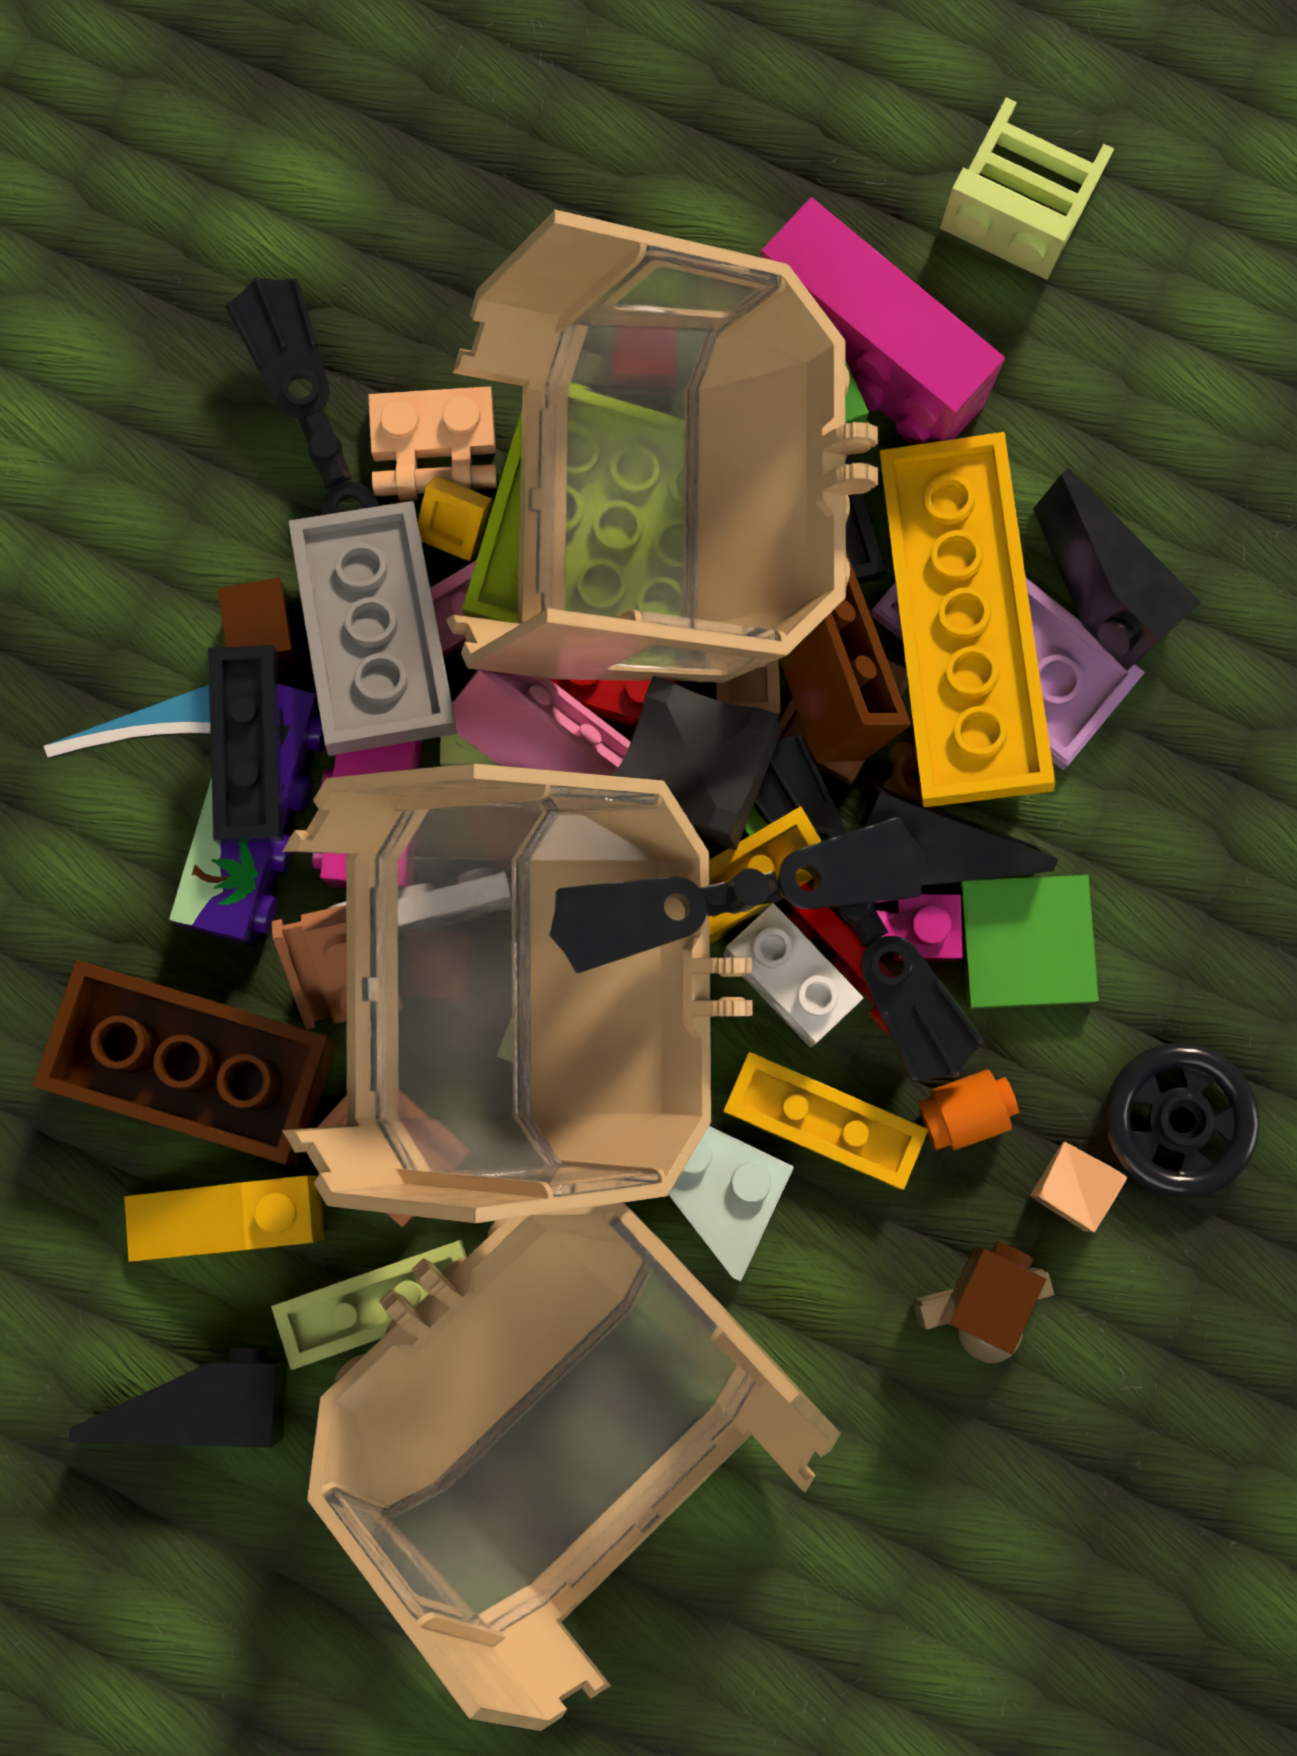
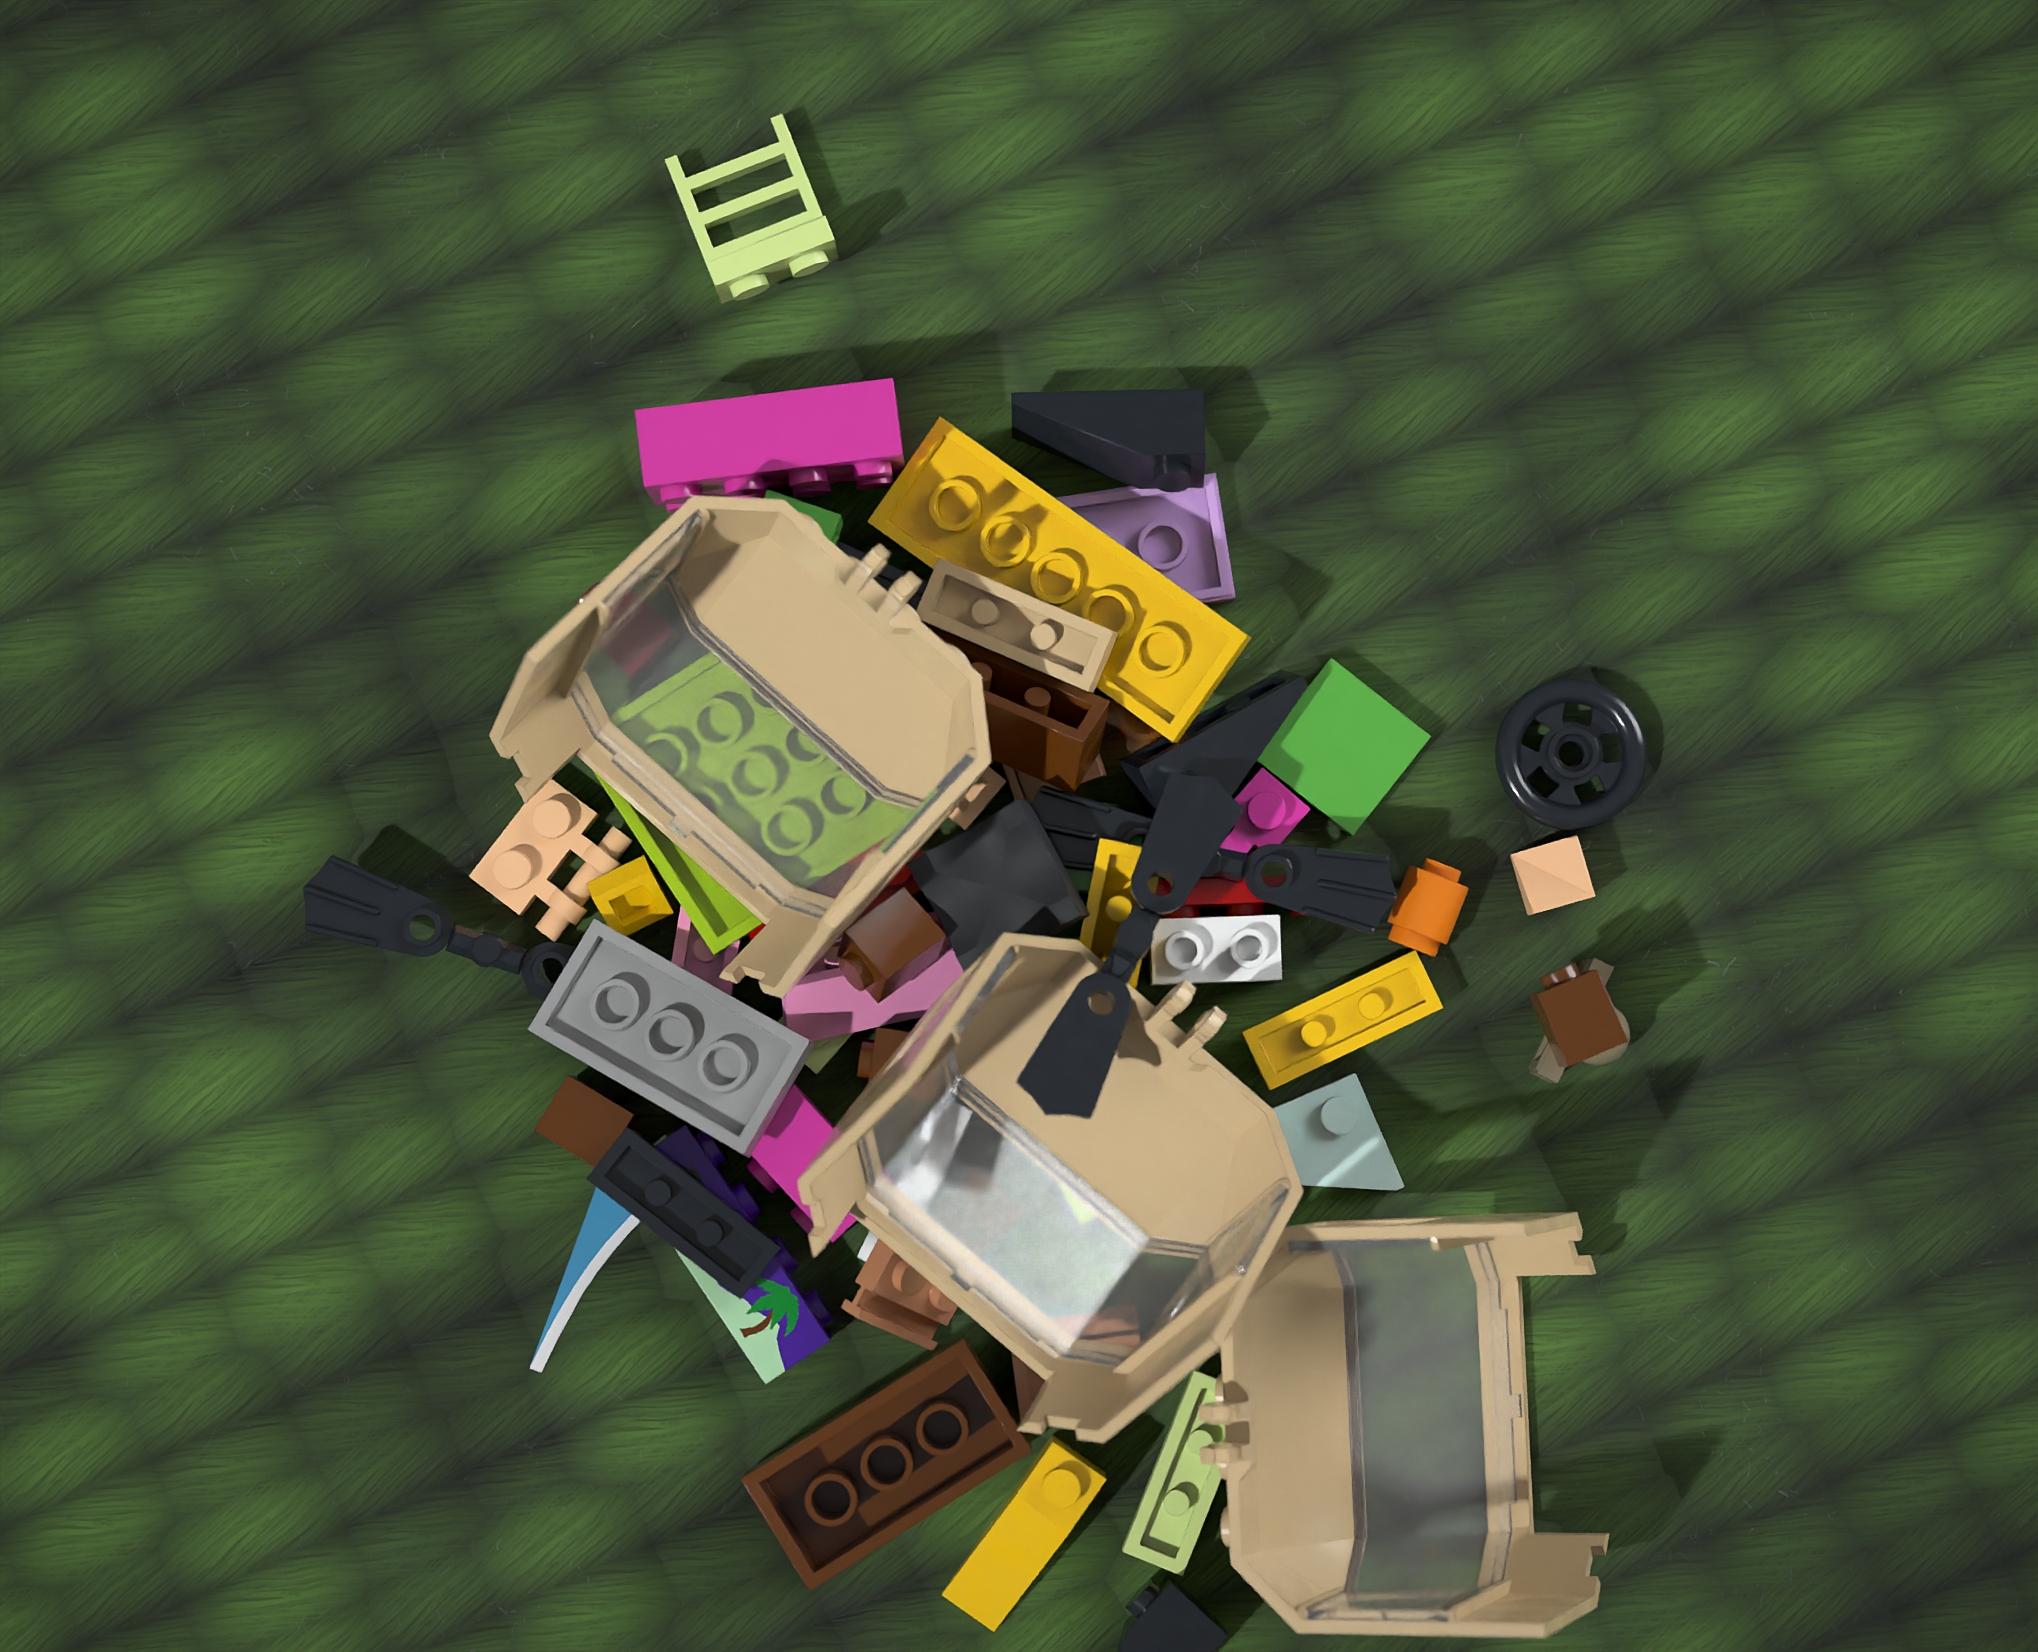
camera: 50 degrees left, 5 degrees up
(579, 719) = (889, 946): none -> reddish brown brick
(905, 610) = (1016, 625): none -> tan plate

